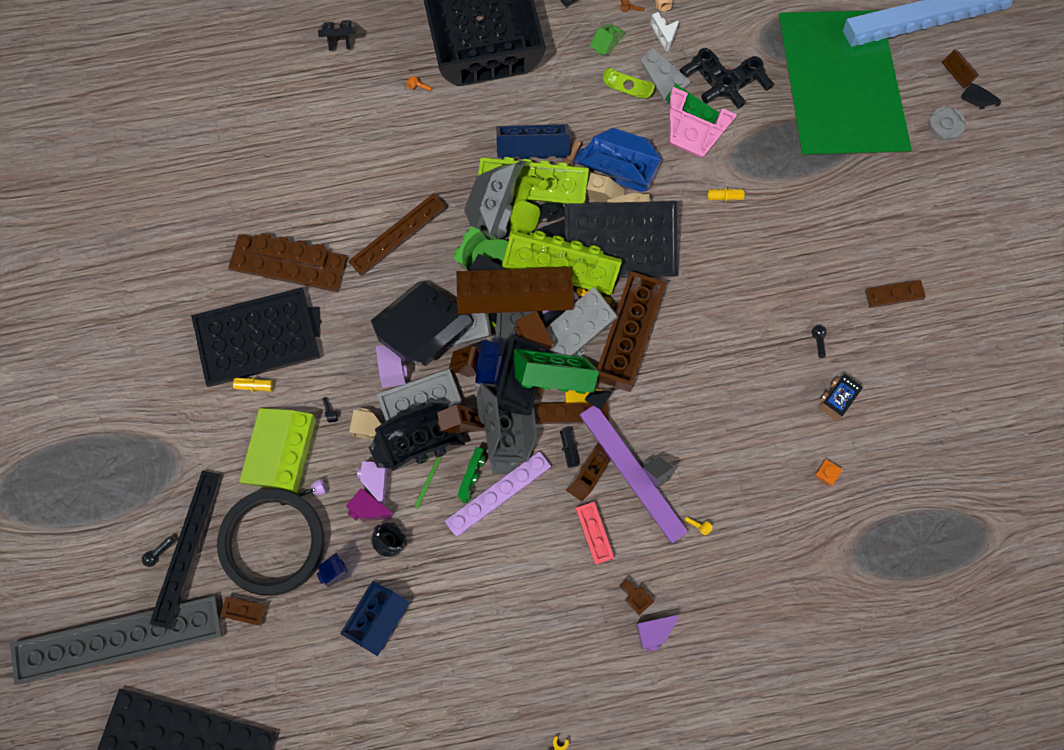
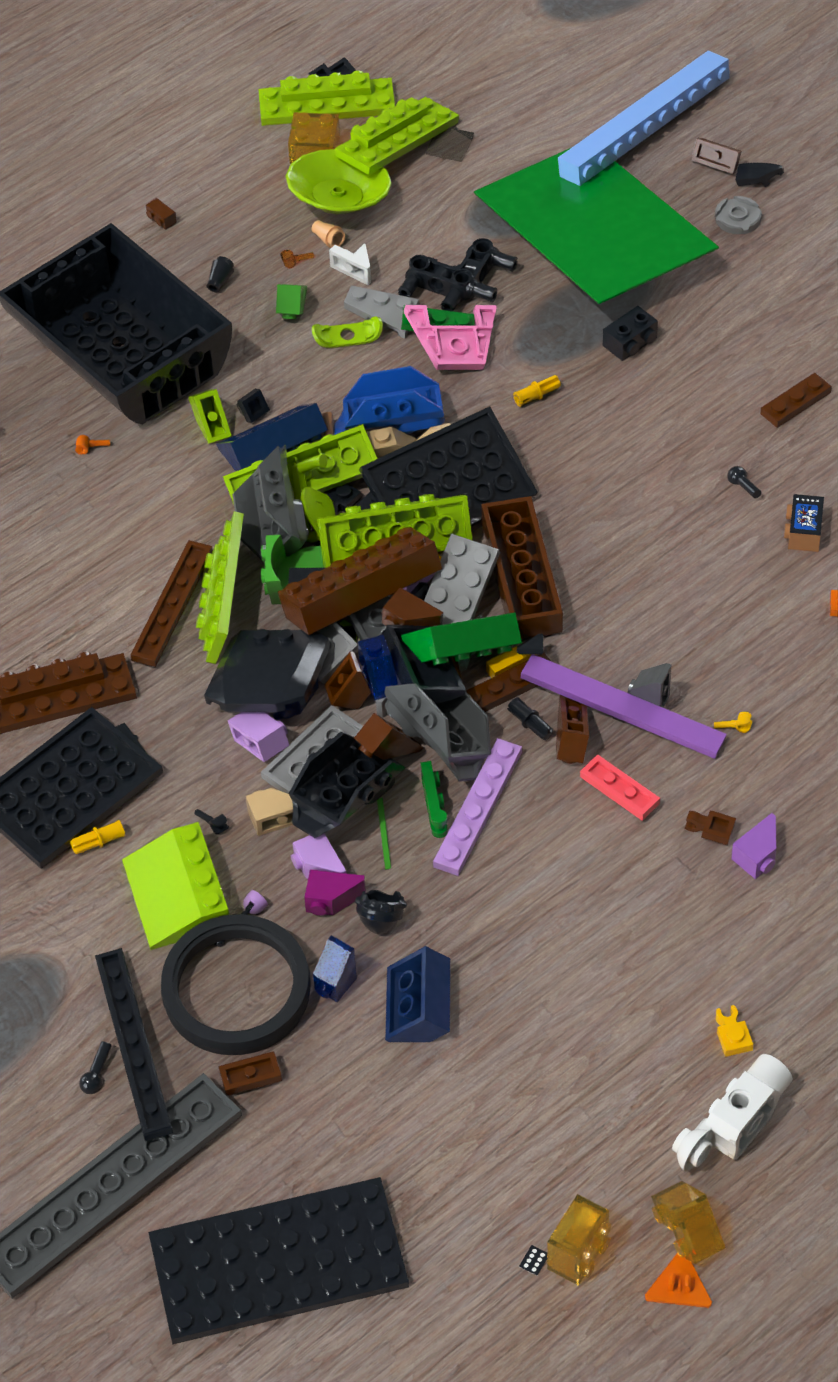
camera: 25 degrees left, 20 degrees down
(431, 237) = (219, 588): none -> lime plate
(502, 103) = (210, 415): none -> lime slope
(534, 110) = (252, 405): none -> black tile
(814, 183) = (630, 333): none -> black brick

